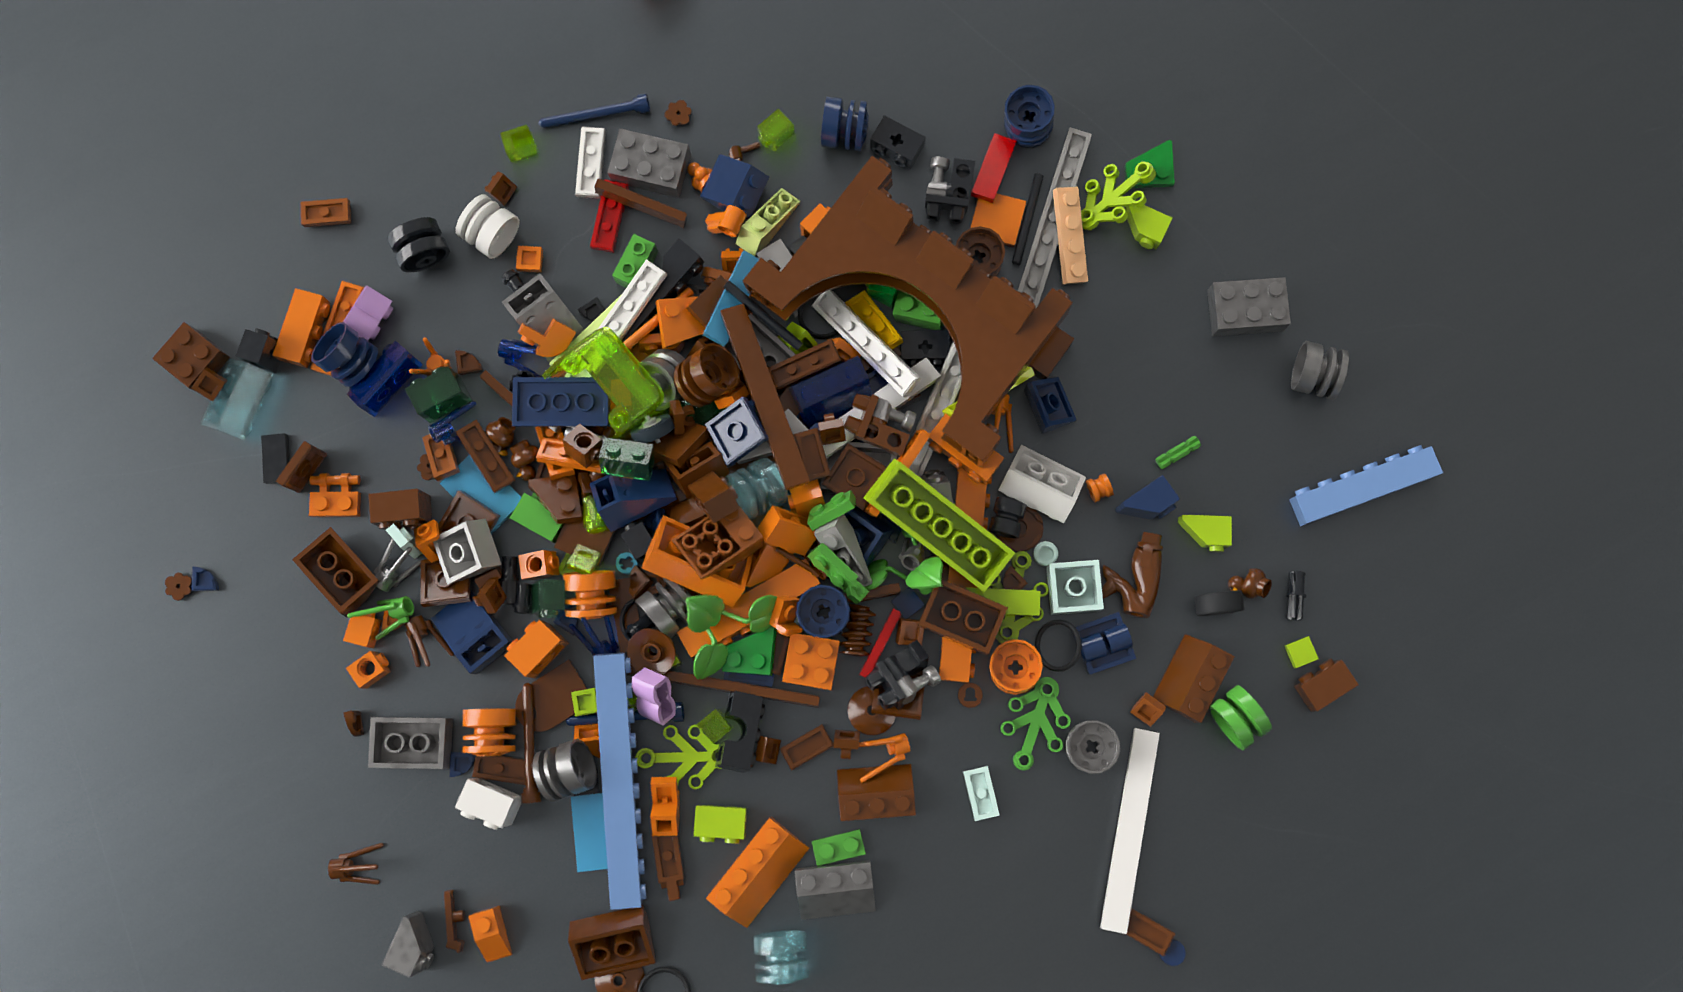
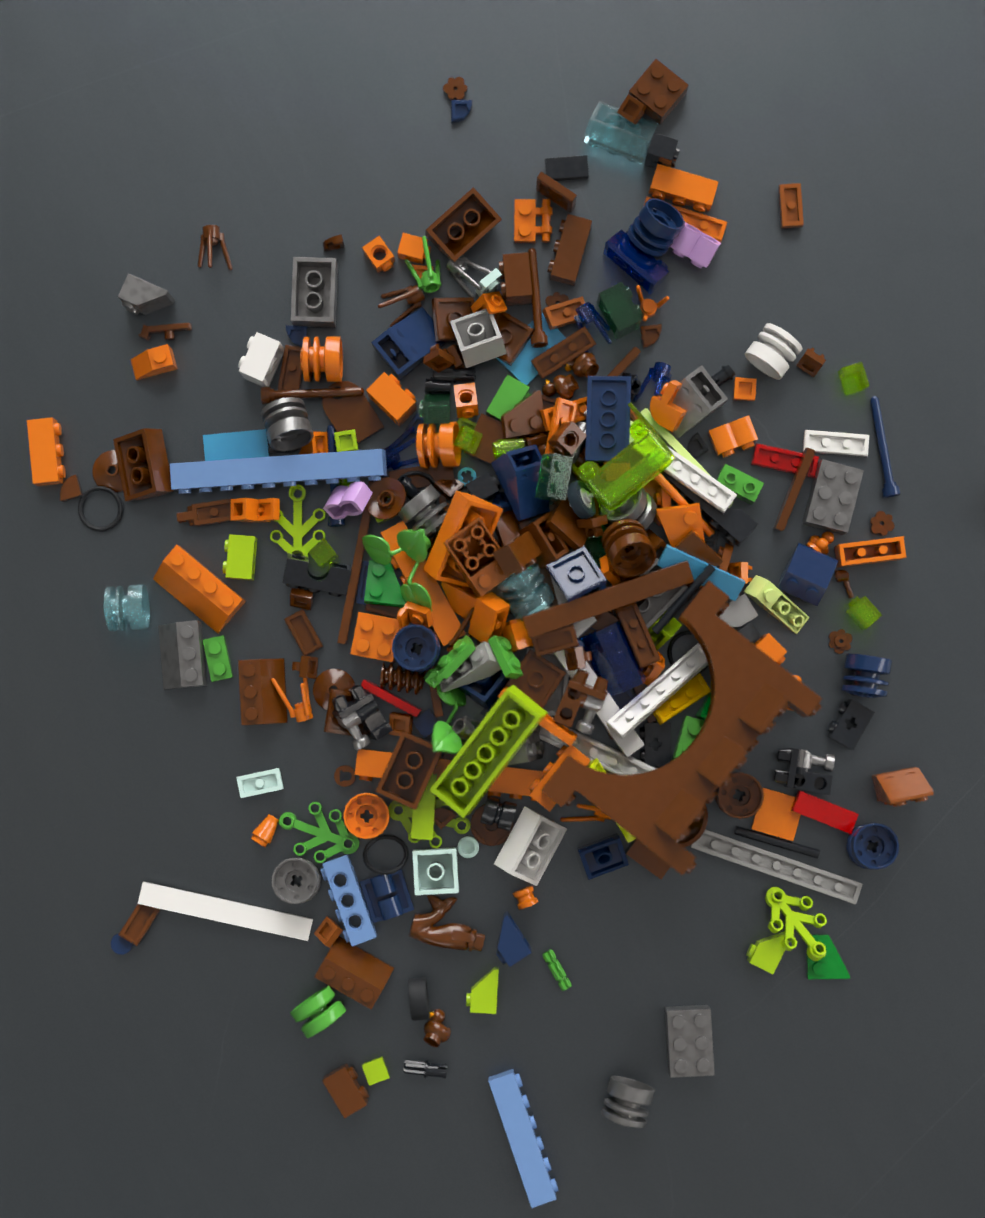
camera: 90 degrees right, 5 degrees up
(368, 452) = (569, 249): none -> reddish brown brick
(418, 244) = (756, 290): black wheel -> none
(469, 483) = (539, 338): none -> reddish brown piece
(582, 270) = (733, 436): none -> orange brick
(709, 121) = (870, 551): none -> orange brick
(726, 222) = (774, 566): orange piece -> none
(809, 161) = (836, 636): none -> reddish brown plant
(964, 85) = (901, 785): none -> dark orange slope
(1037, 786) = (264, 832): none -> orange cone
(1070, 235) = (758, 880): light nougat plate -> none
(1144, 666) = (344, 866): none -> medium blue brick

